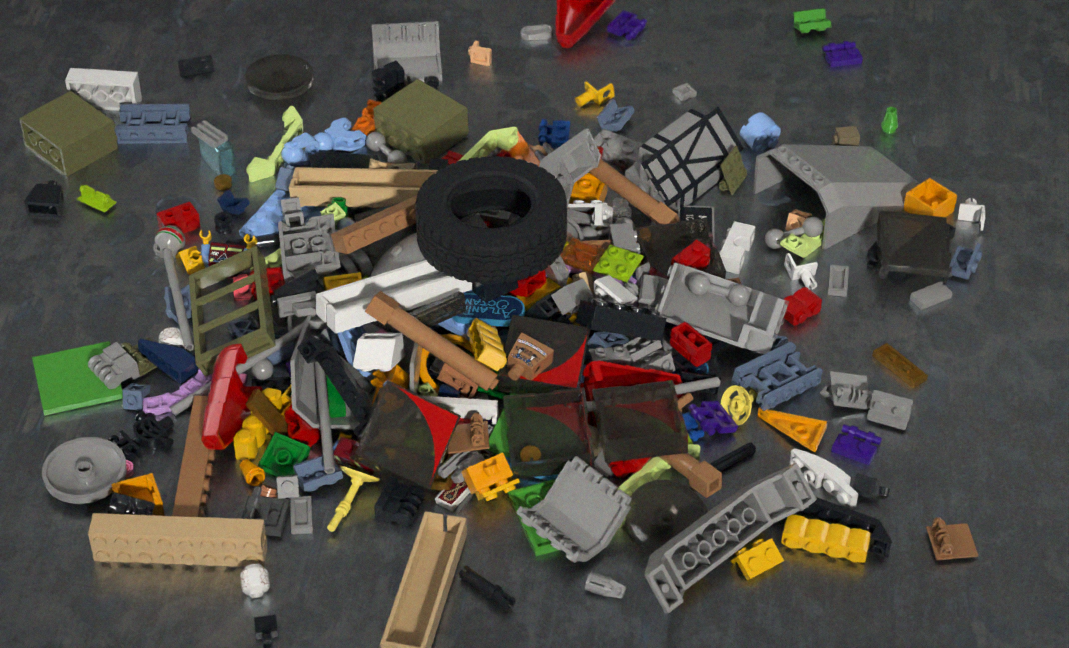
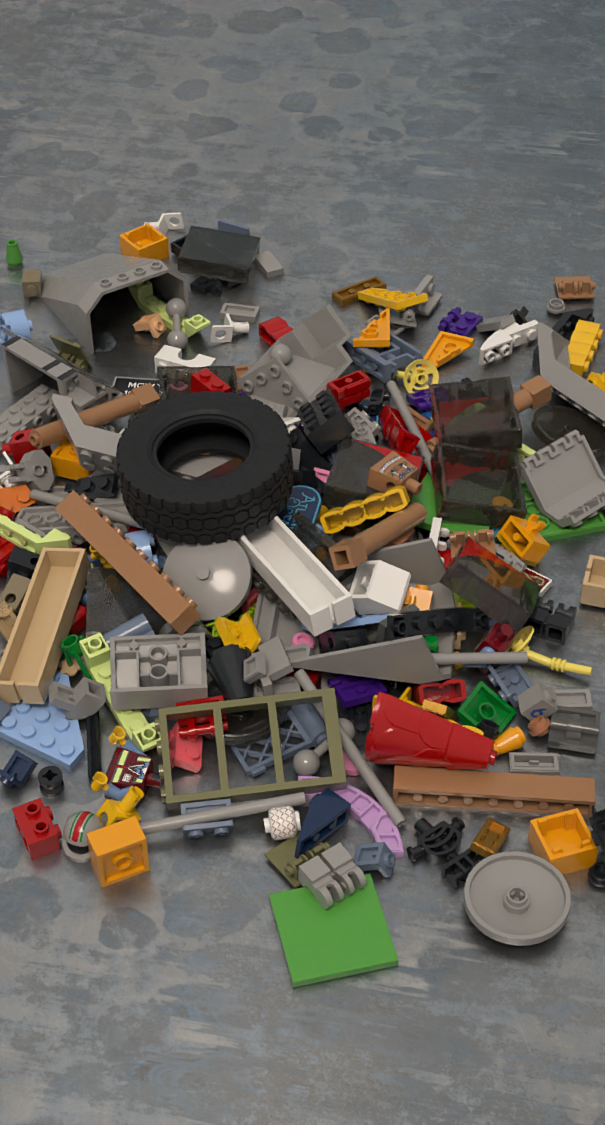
camera: 85 degrees left, 0 degrees up
(146, 255) = (118, 851): none -> light orange container
(147, 458) = (490, 838): none -> pearl gold plate
(229, 503) = (529, 763): none -> light grey tile
(257, 454) = (489, 728): none -> black plate
(294, 290) = (254, 667): none -> light grey tile
(798, 364) = (377, 332): none -> light orange wing
(851, 465) = (495, 323): none -> light grey tile
(866, 377) = (391, 299): none -> yellow wing
(906, 522) = (556, 306): none -> light grey plate

